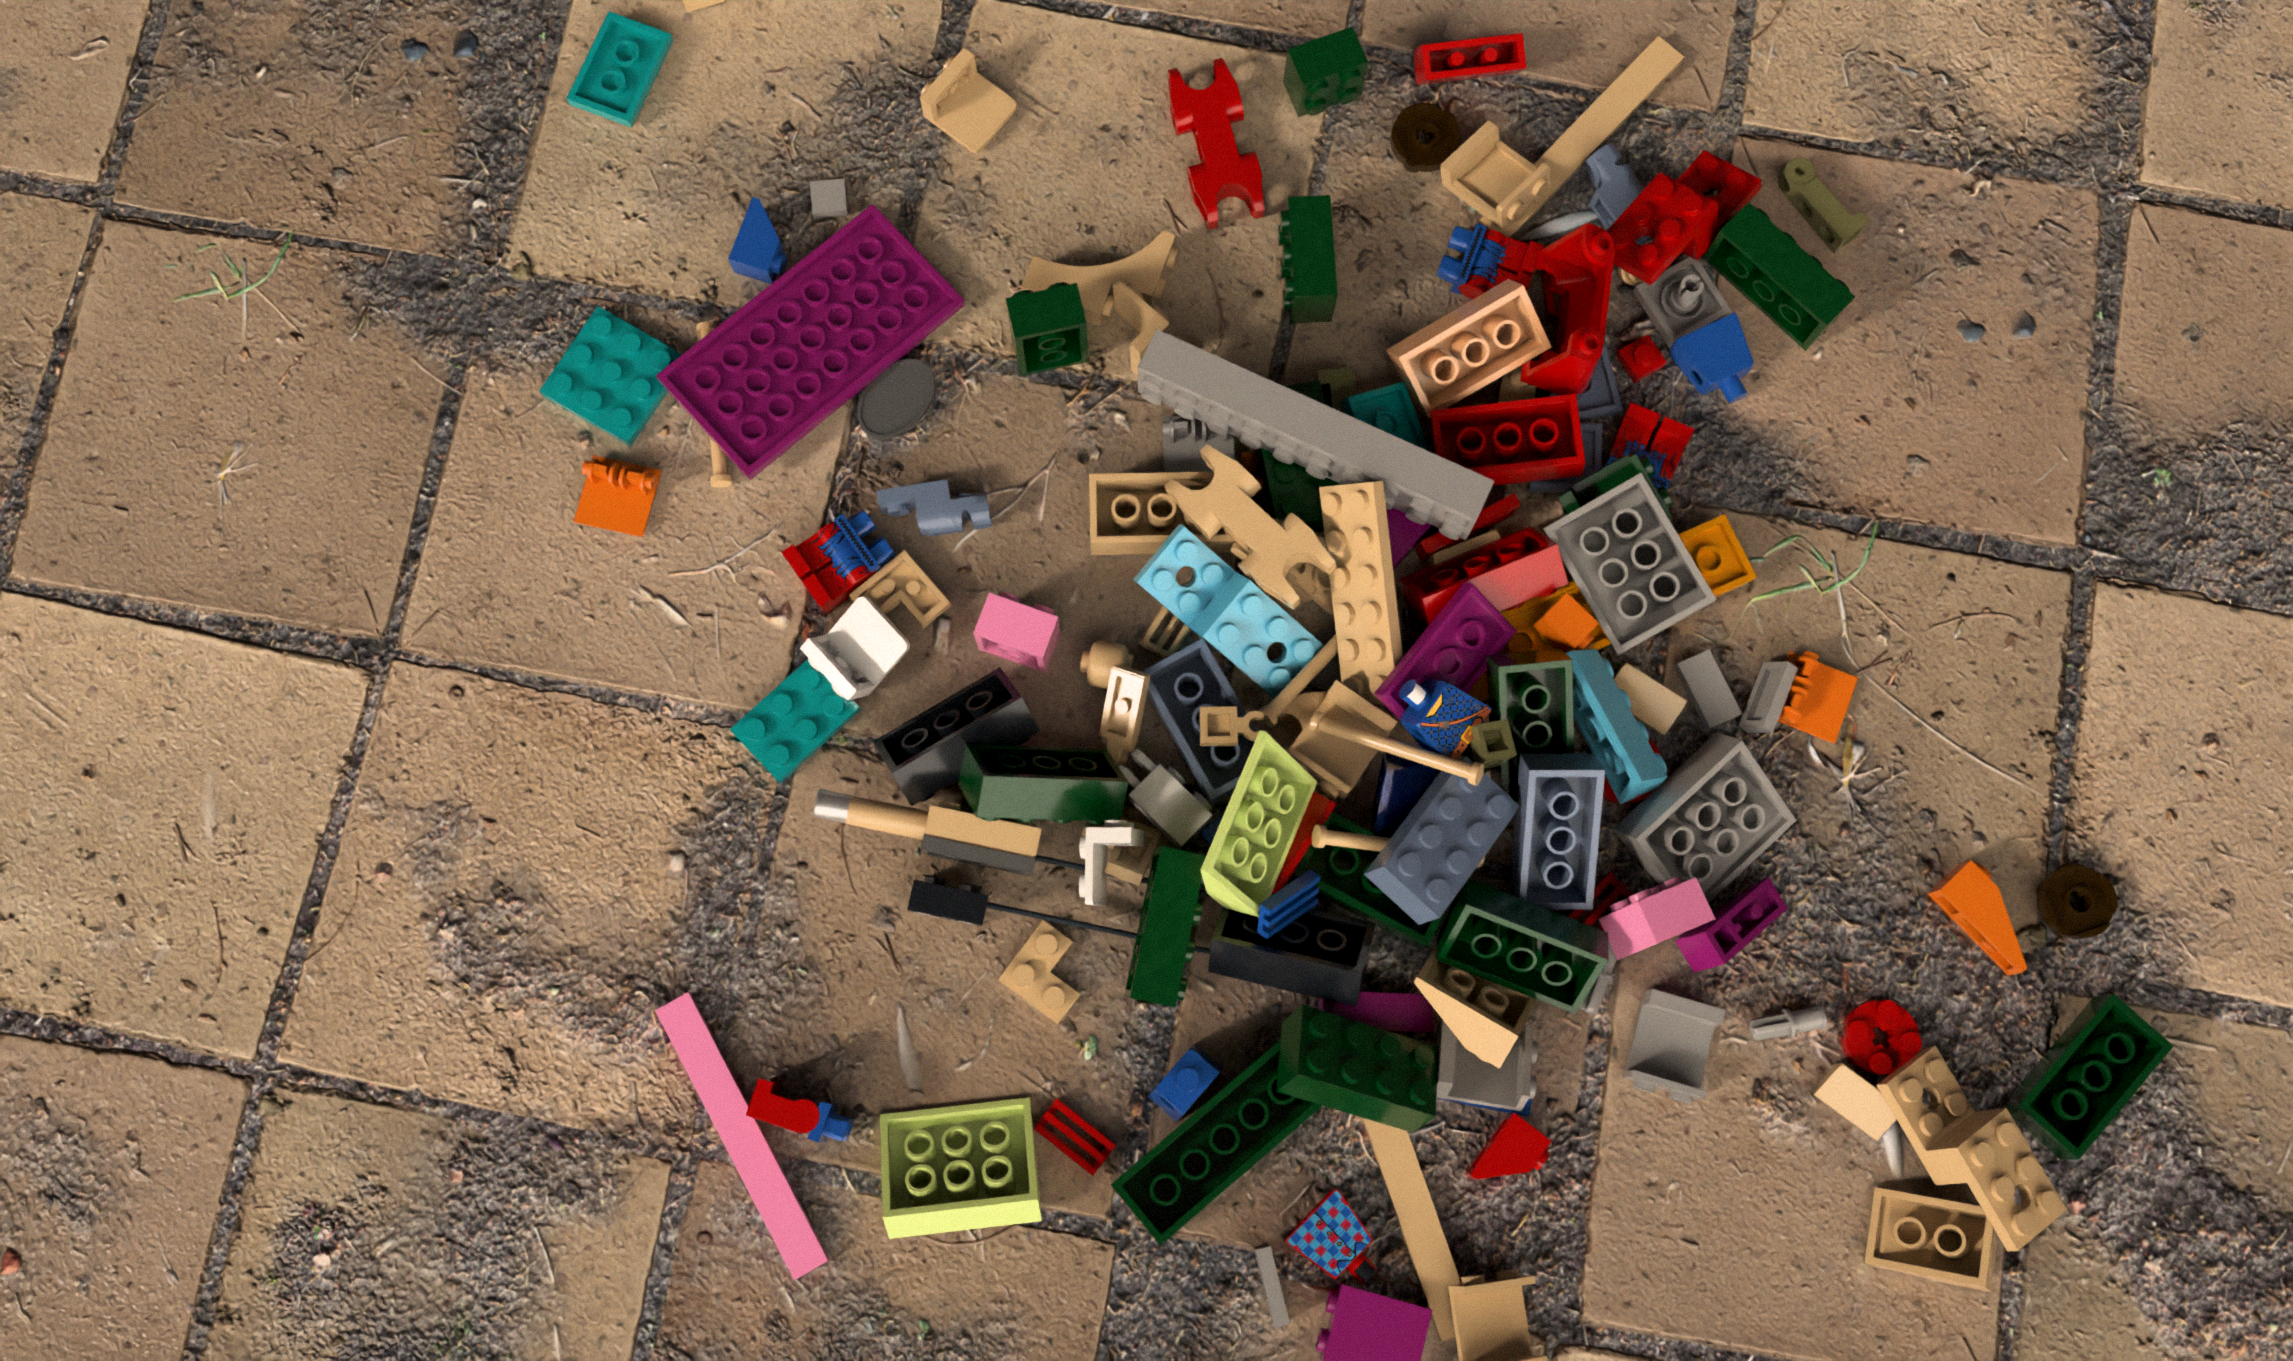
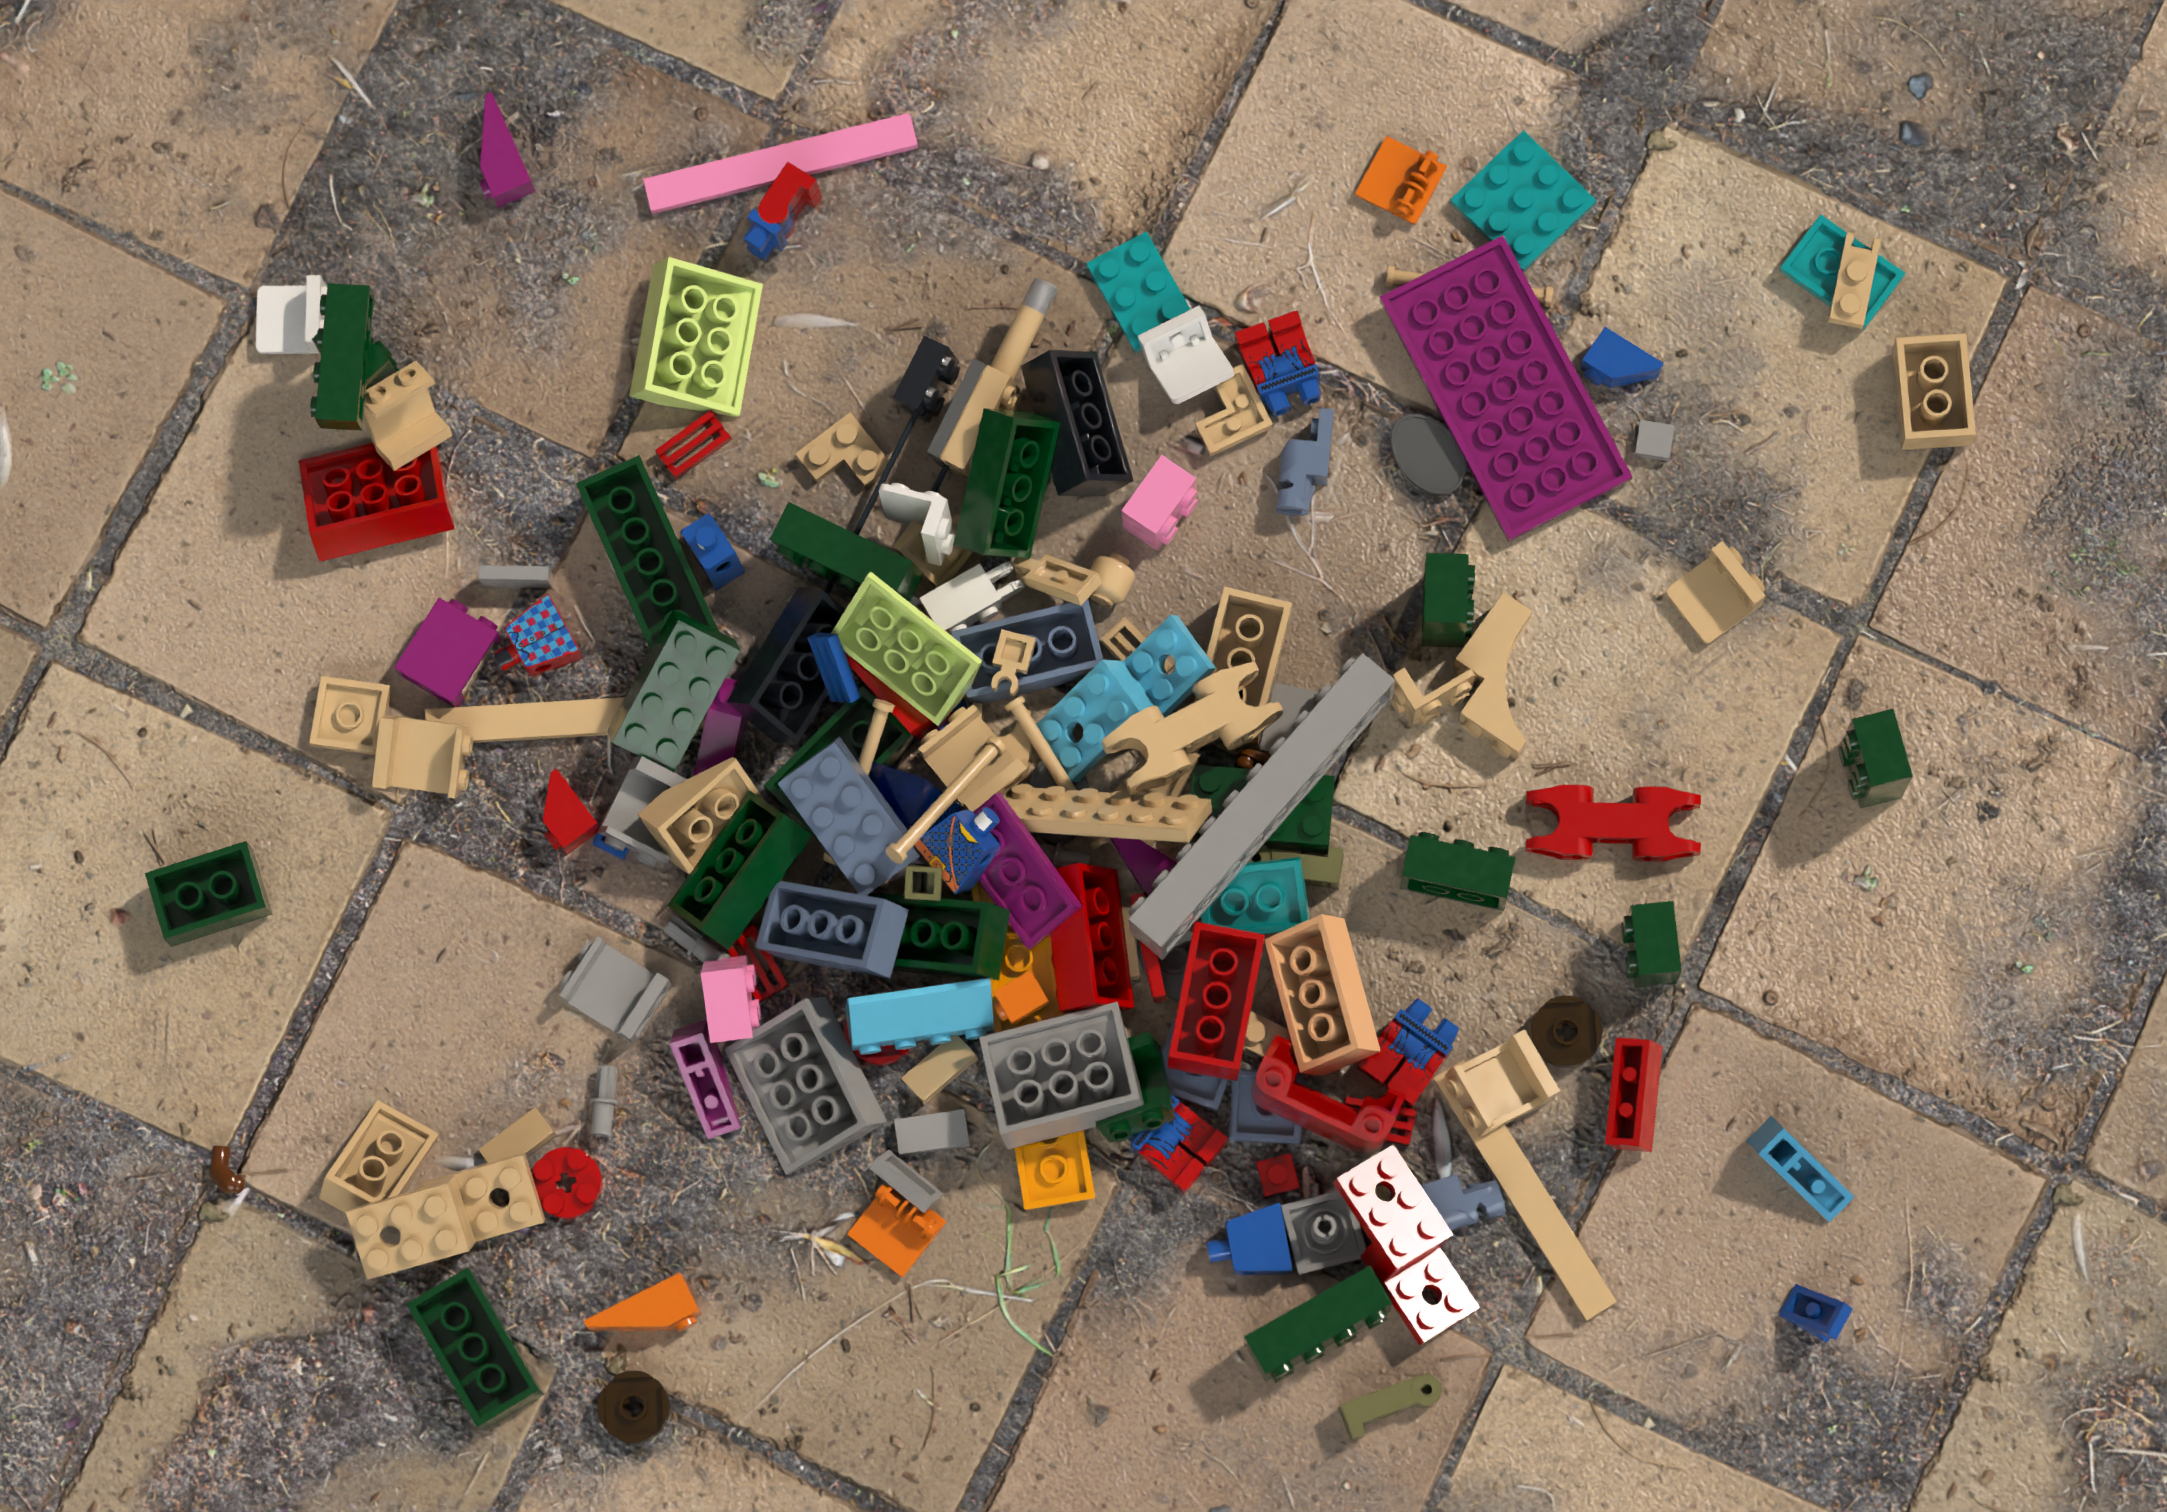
camera: 115 degrees right, 0 degrees up
(628, 50) = (1854, 283): none -> tan hinge

